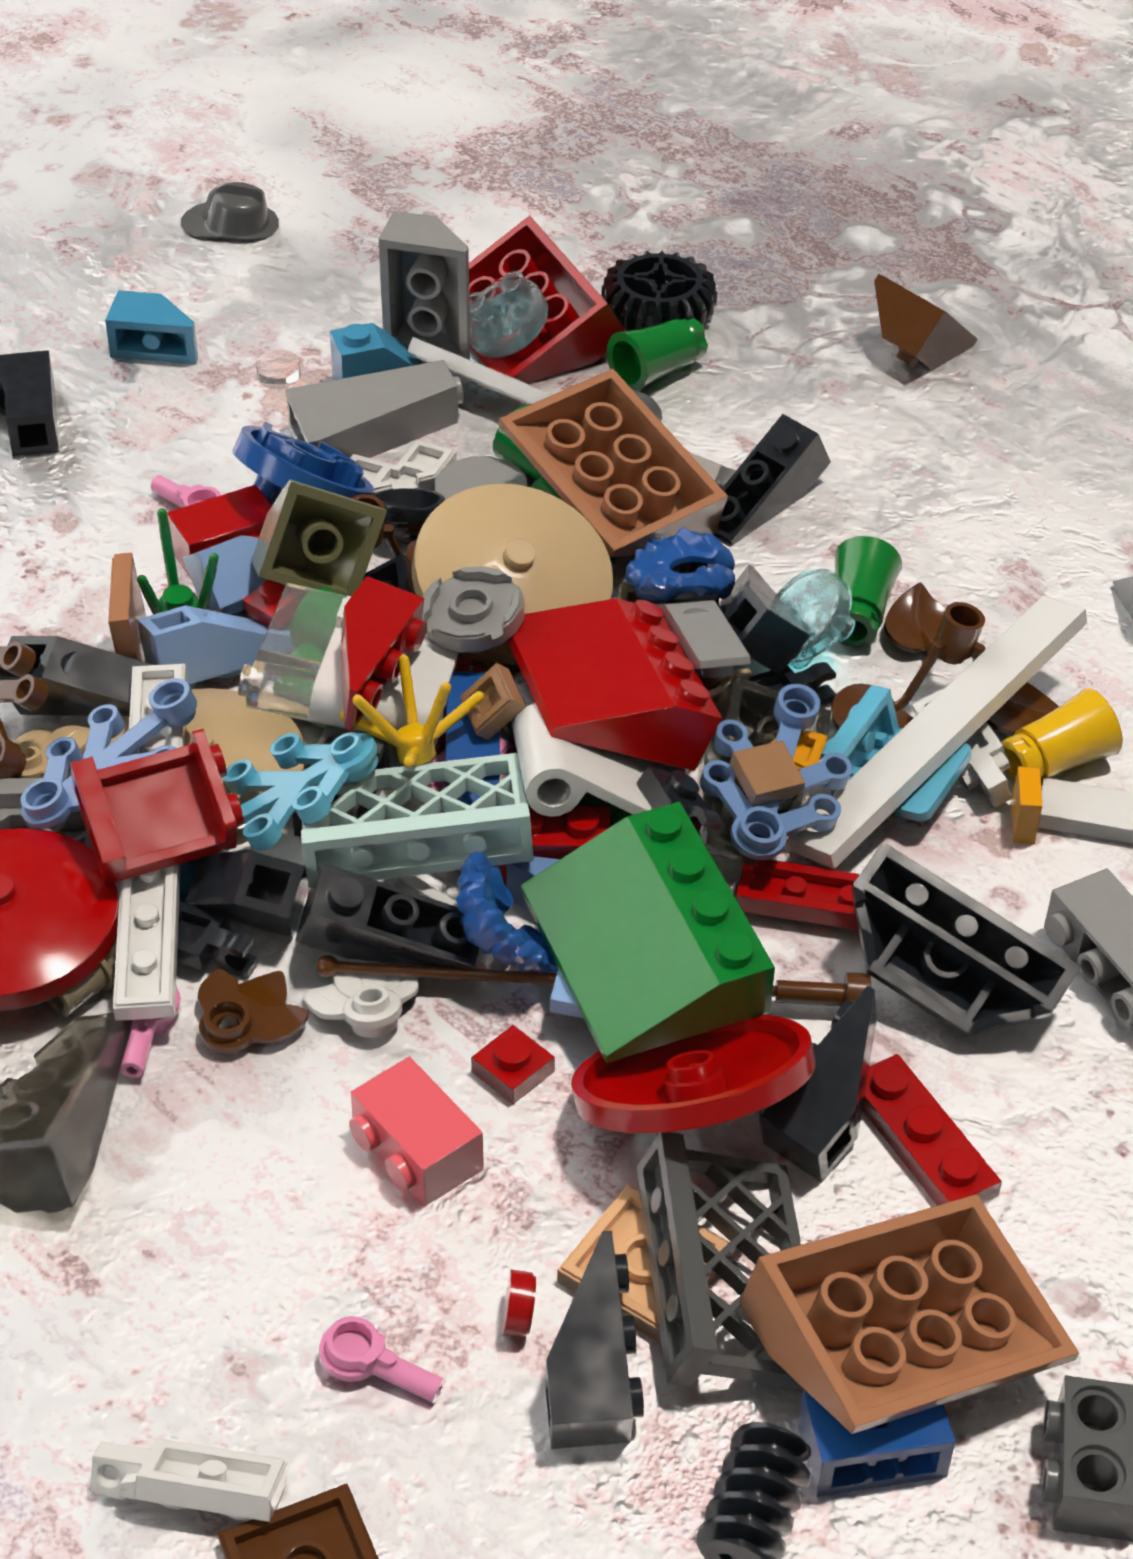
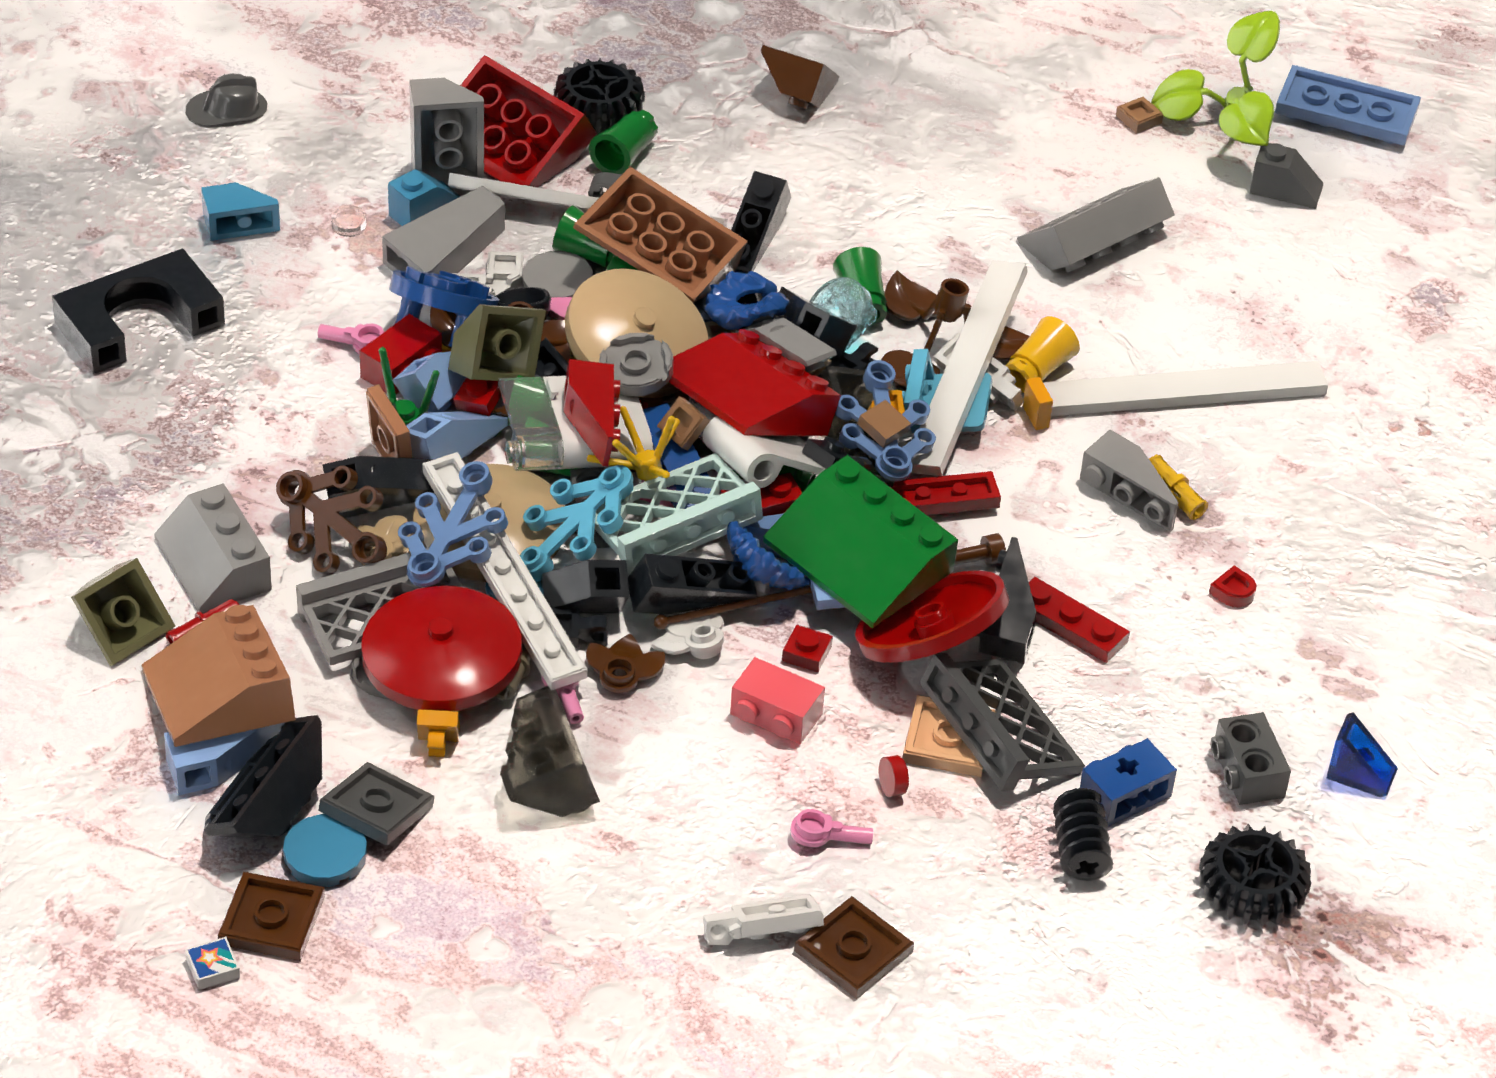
camera: 25 degrees left, 0 degrees up
(157, 809) = (514, 548): panel -> none
(506, 316) = (508, 139): clear light blue tile -> none
(587, 1367) = (956, 795): black slope -> none
(904, 1314) = (1118, 711): nougat slope -> none
(952, 949) = (1044, 503): black wedge -> none

